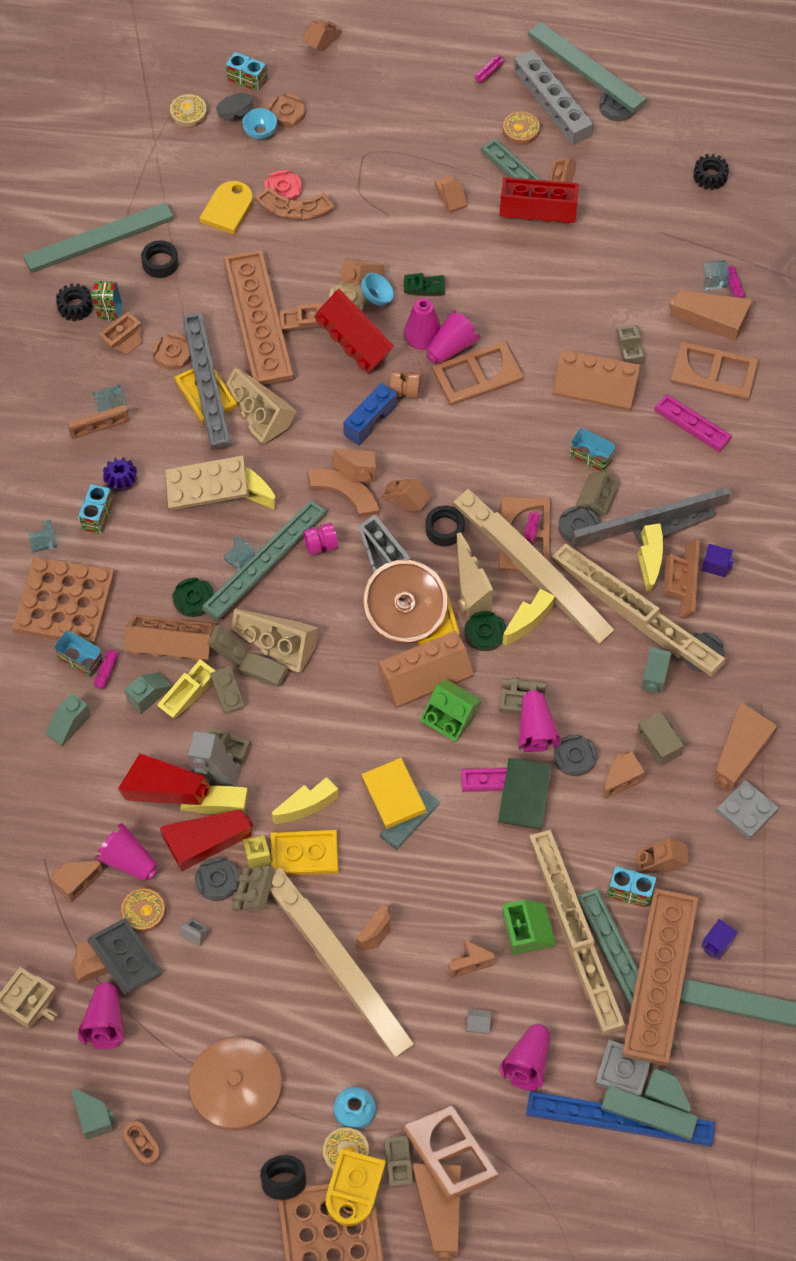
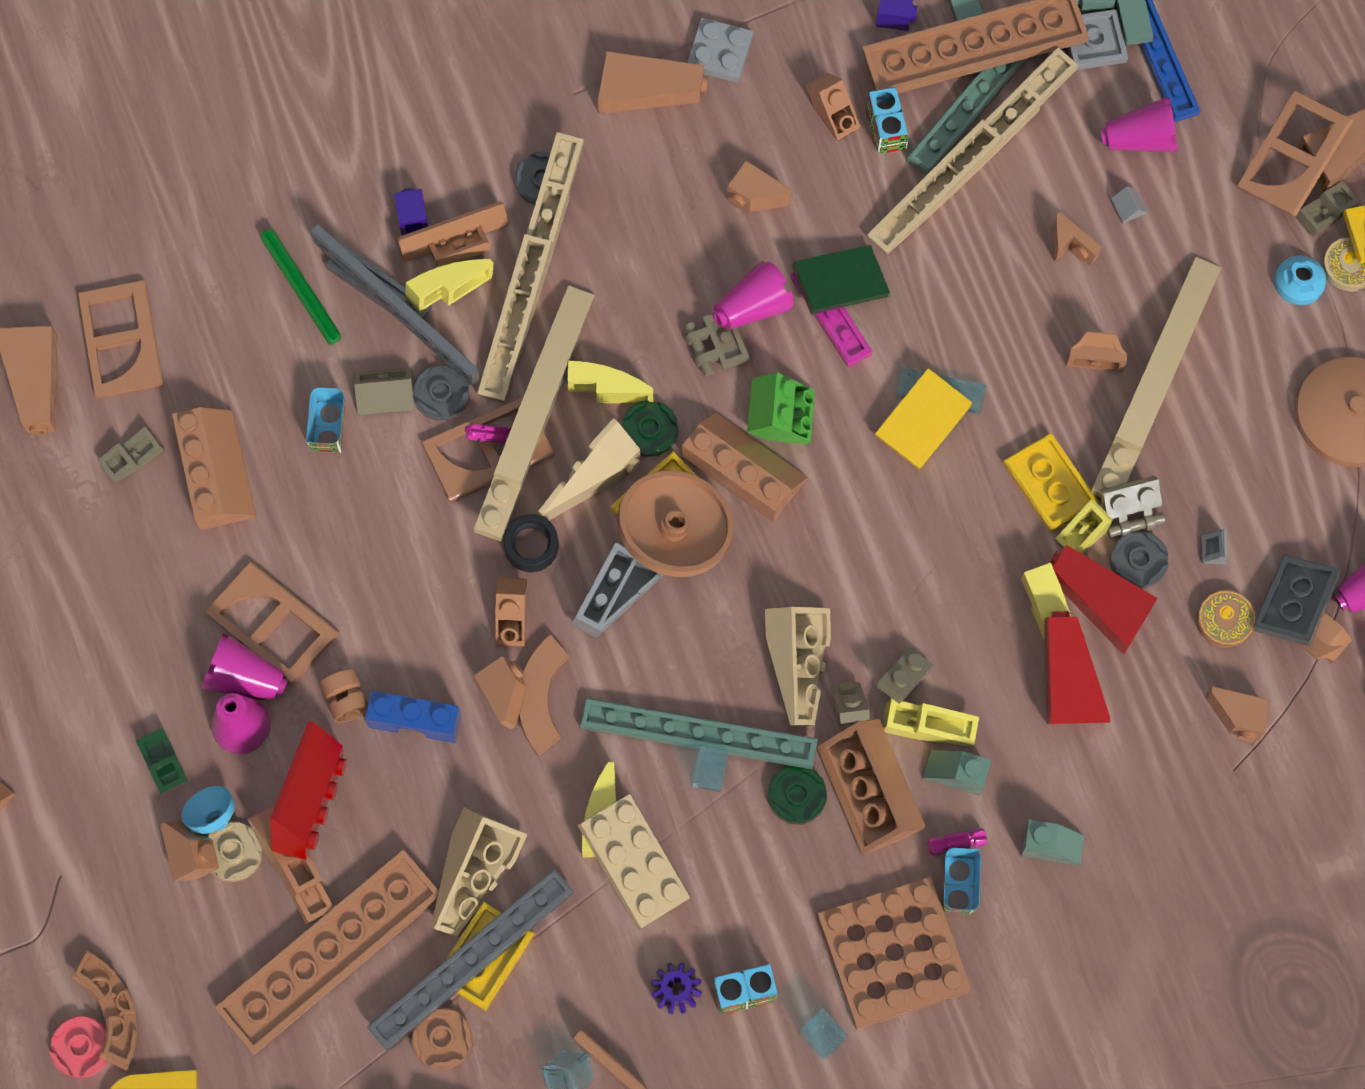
camera: 120 degrees left, 10 degrees up
(127, 855) = (1180, 670): dark pink cone -> none
(210, 760) = (1018, 631): light grey wedge -> none
(236, 746) = (971, 641): dark tan slope -> none
(263, 668) = (850, 652): dark tan slope -> none
(306, 802) = (993, 508): light yellow slope -> none
(320, 539) = (635, 678): dark pink wheel -> none
(527, 926) = (1000, 201): bright green slope -> none
(575, 755) = (753, 247): dark grey tile -> none
(656, 670) = (607, 208): sand green slope -> none
(660, 738) = (687, 169): dark tan brick -> none
(692, 423) = (216, 329): dark pink tile -> none
(698, 479) = (300, 286): none -> green axle

